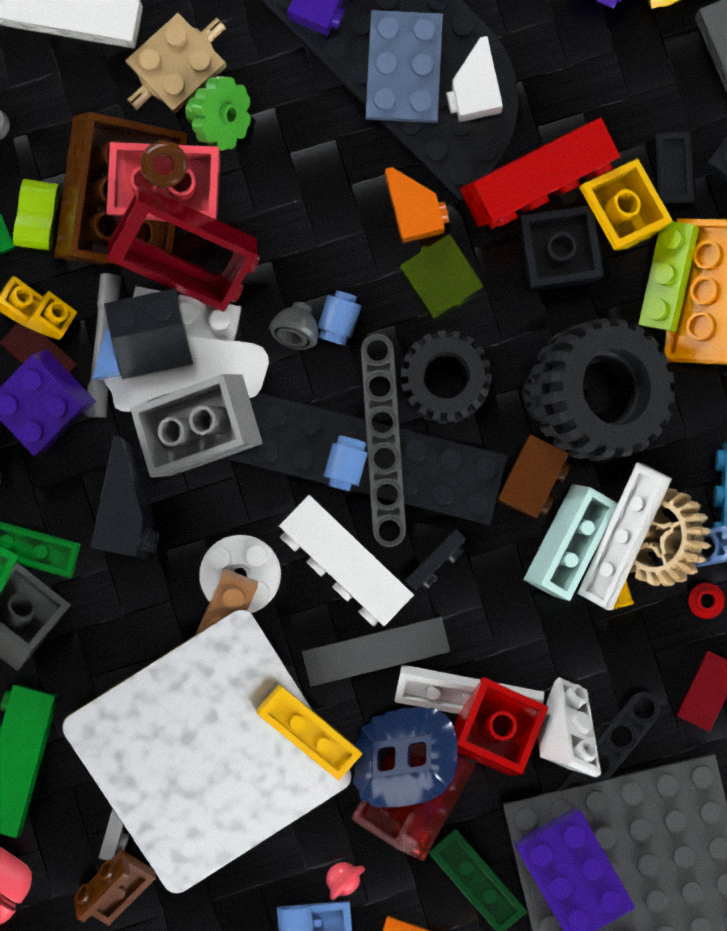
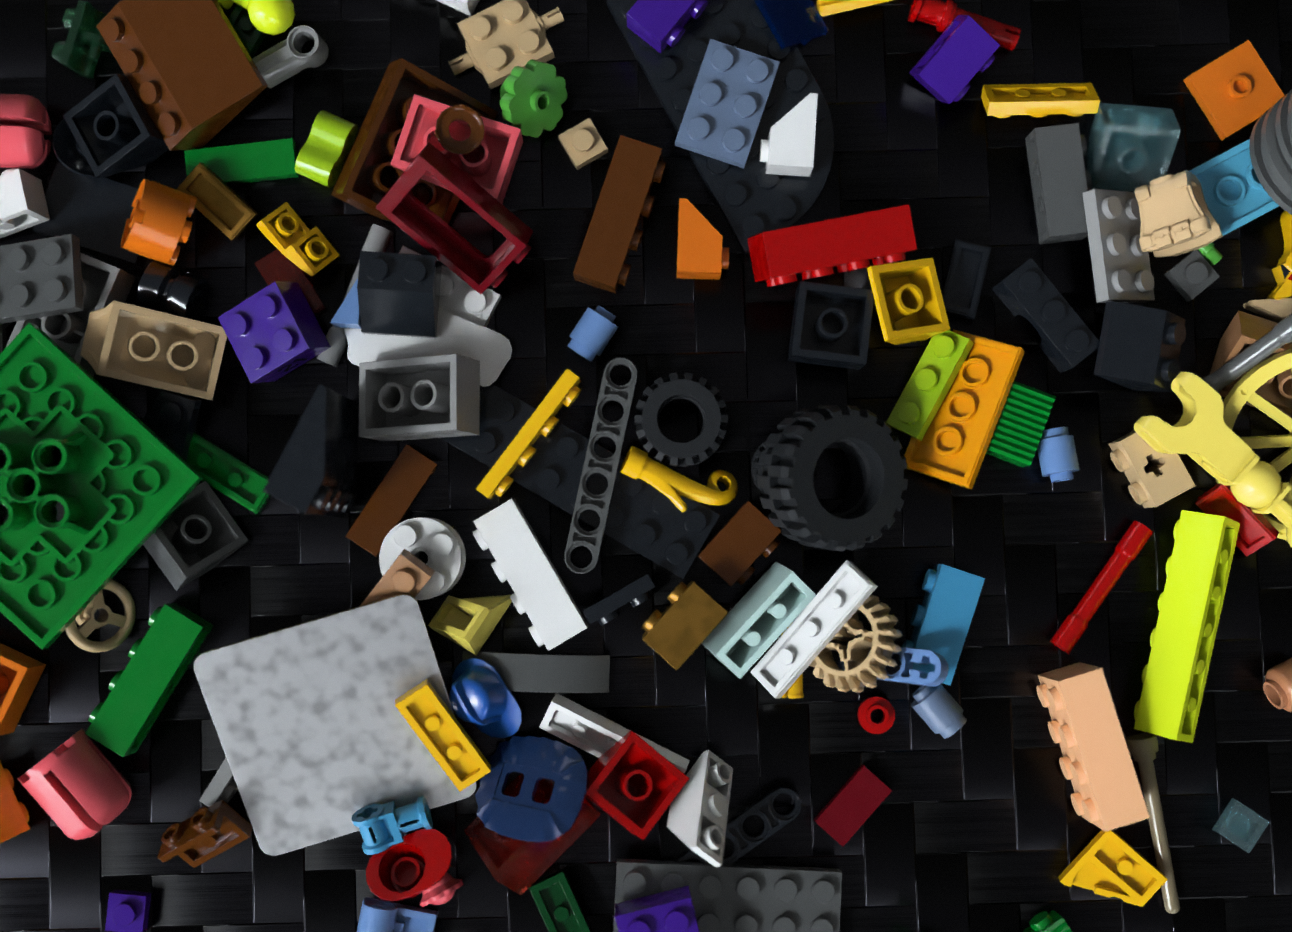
camera: 15 degrees right, 0 degrees up
(194, 529) = (392, 499): none -> reddish brown tile
(277, 141) = (583, 143): none -> tan plate
(281, 830) = (386, 824): none -> dark azure connector
(295, 327) = (547, 329): dark grey brick -> none
(301, 620) = (469, 619): none -> light yellow slope
(311, 861) = (409, 866): none -> red piece
(316, 416) = (540, 423): none -> yellow plate
(331, 199) = (618, 214): none -> reddish brown brick
(336, 689) = (484, 699): none -> blue piece
(346, 463) = (557, 477): medium blue brick -> none
(441, 276) = (705, 320): clear neon green piece -> none
(457, 439) = (673, 484): none -> yellow plant
(502, 564) = (682, 624): none -> pearl gold brick

